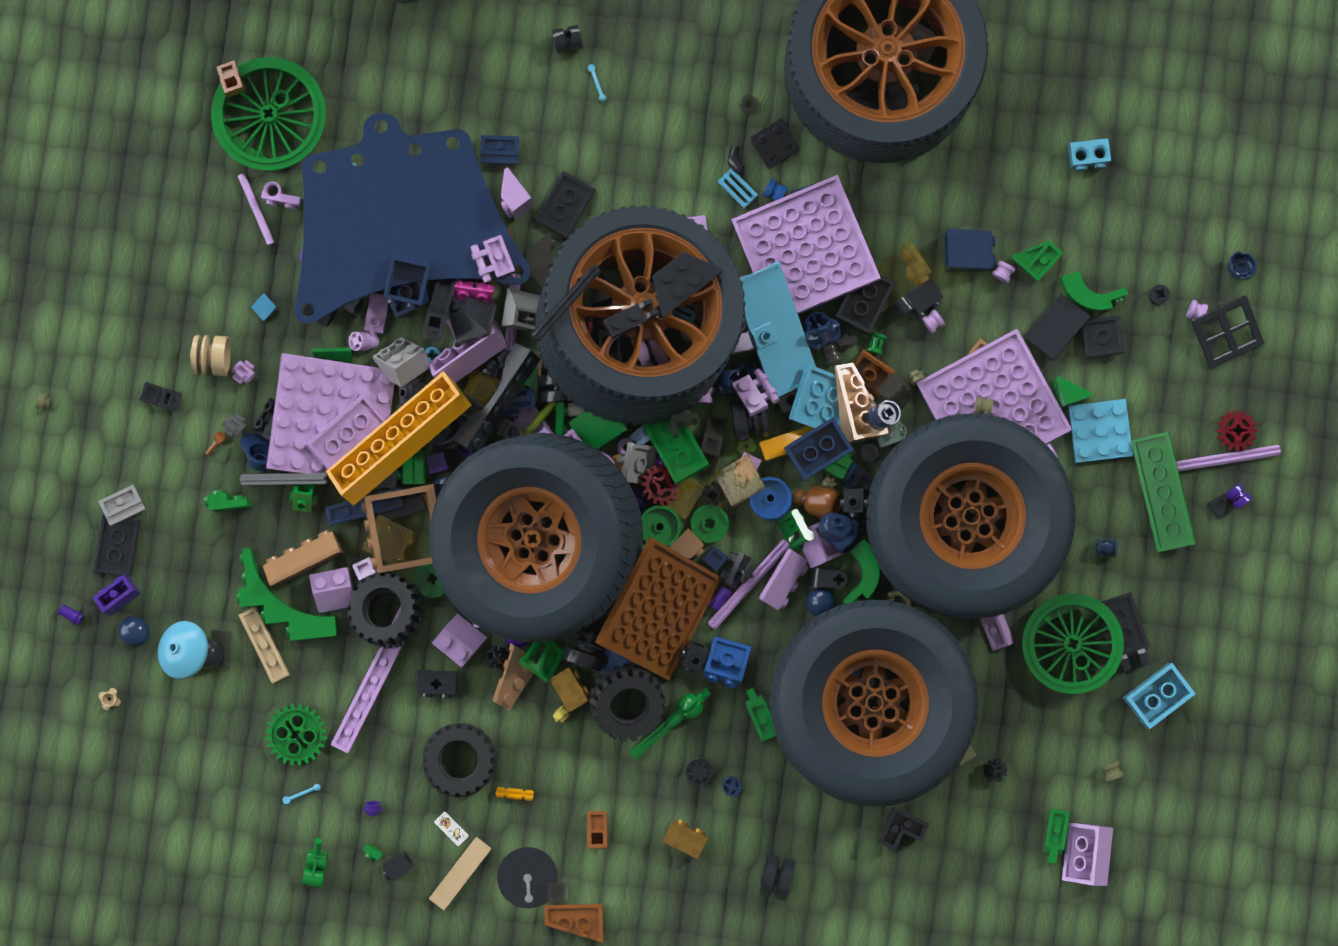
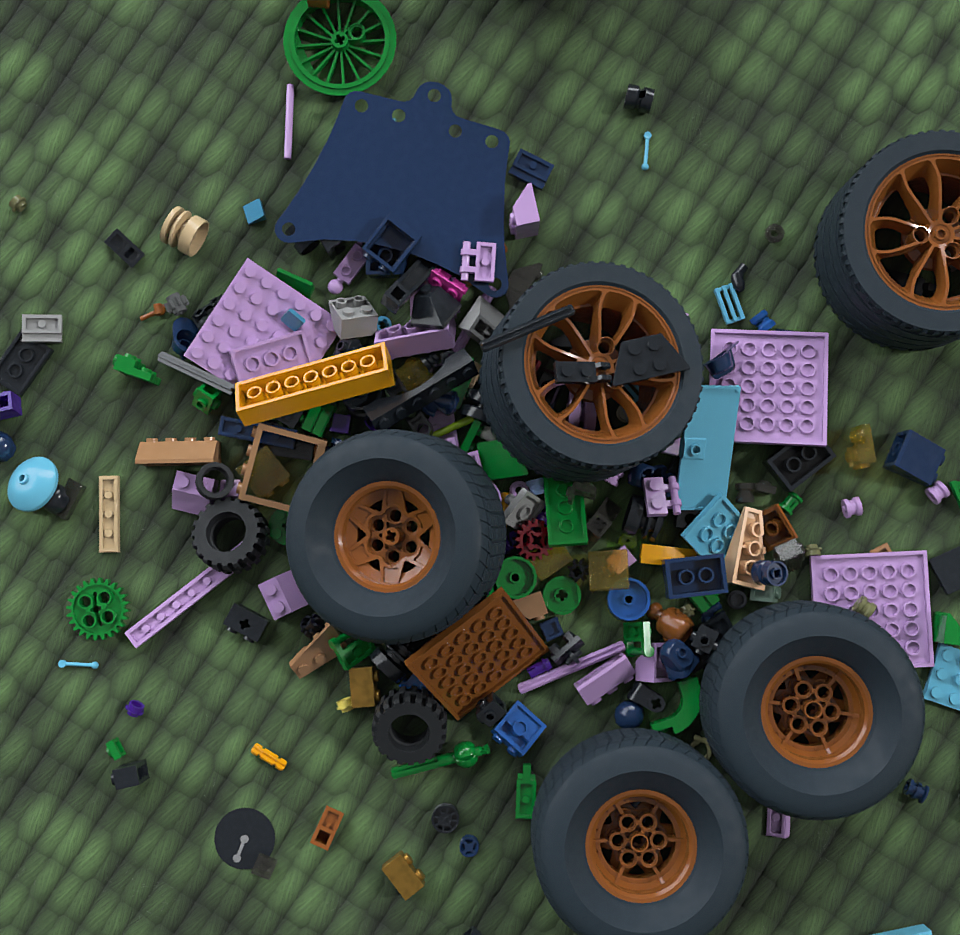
camera: 30 degrees right, 0 degrees up
(243, 372) = (207, 260): lavender gear -> none
(257, 593) = (133, 487): green arch -> none
(288, 201) = (315, 121): lavender plate -> none
(316, 864) = (60, 733): green beam -> none
(349, 389) = (293, 319): none -> dark azure slope
(355, 555) = (214, 466): none -> black tyre
(359, 341) = (324, 281): lavender wheel -> none
(451, 828) = (197, 760): white sticker -> none
(459, 786) = (206, 703): black tyre -> none
(460, 873) = (185, 806): tan tile -> none
(564, 204) = (566, 245): black tile -> none
(576, 918) = (270, 899): dark orange wing -> none
(754, 248) = (722, 363): none -> dark blue piece
(774, 143) = (781, 278): black hinge -> none
(820, 330) = (746, 467): dark blue head -> none
(919, 300) = (848, 482): black hinge -> none
(1056, 608) = (856, 826): green piece -> none
(1133, 632) = (896, 874): black tile -> none

